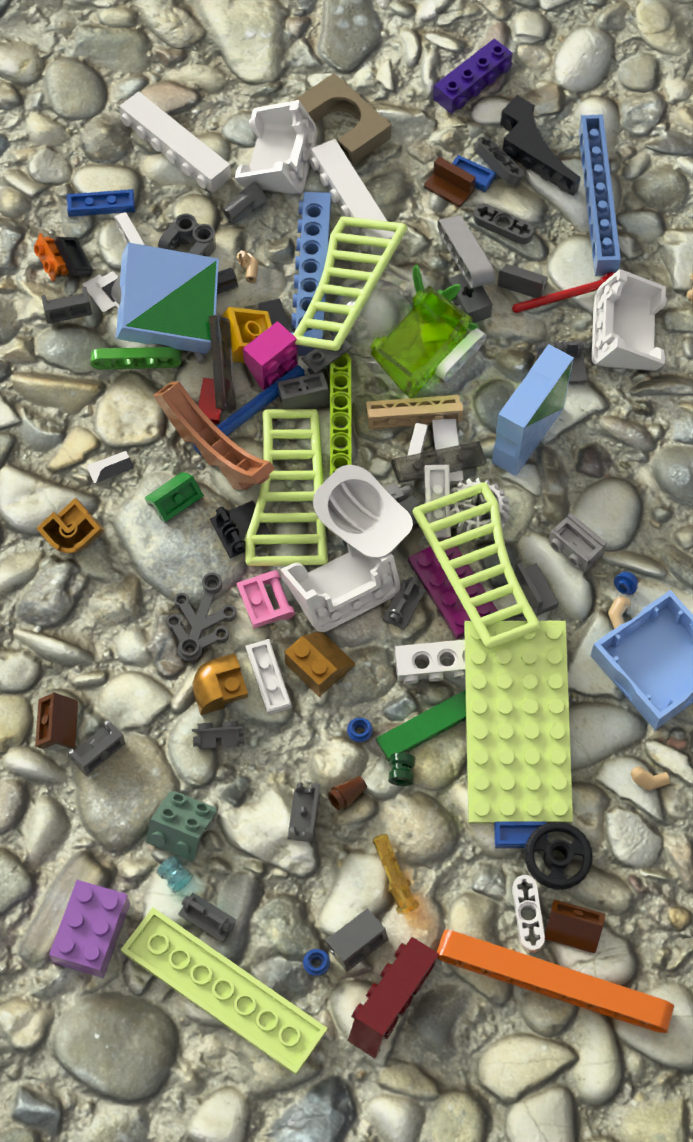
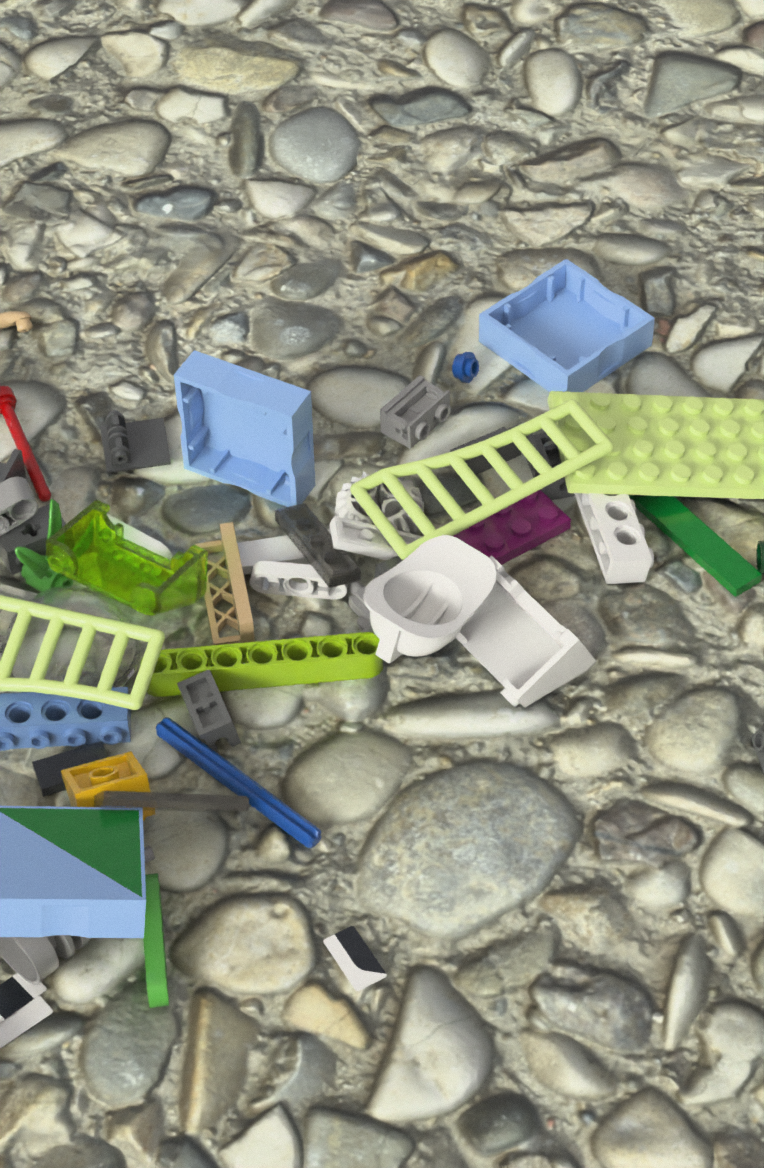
camera: 95 degrees left, 15 degrees down
(67, 307) = (45, 1059): dark grey hinge -> none
(71, 528) = (490, 973): pearl gold brick -> none
(175, 496) = (399, 859): green panel -> none
(194, 426) = (351, 770): nougat arch -> none
(200, 621) = (605, 802): dark grey plant -> none
(207, 401) = (224, 833): red tile -> none
(218, 684) = (701, 763): pearl gold brick -> none
(233, 526) = (446, 769): black hinge -> none
(257, 600) = (559, 735): bright pink plate -> none
(265, 496) = (388, 742): yellowish green bar -> none
(268, 677) = (673, 715): white tile -> none
(271, 355) = (154, 738): dark pink slope -> none
(317, 661) = (644, 657): pearl gold slope -> none
(321, 358) = (161, 687): dark grey hinge -> none
(359, 723) = (728, 607): blue plate -> none
(404, 603) = (540, 579): dark grey hinge -> none
(617, 609) = (504, 376): tan arm -> none
(626, 322) = (76, 387): white windscreen -> none
(647, 780) = (723, 341): tan arm -> none

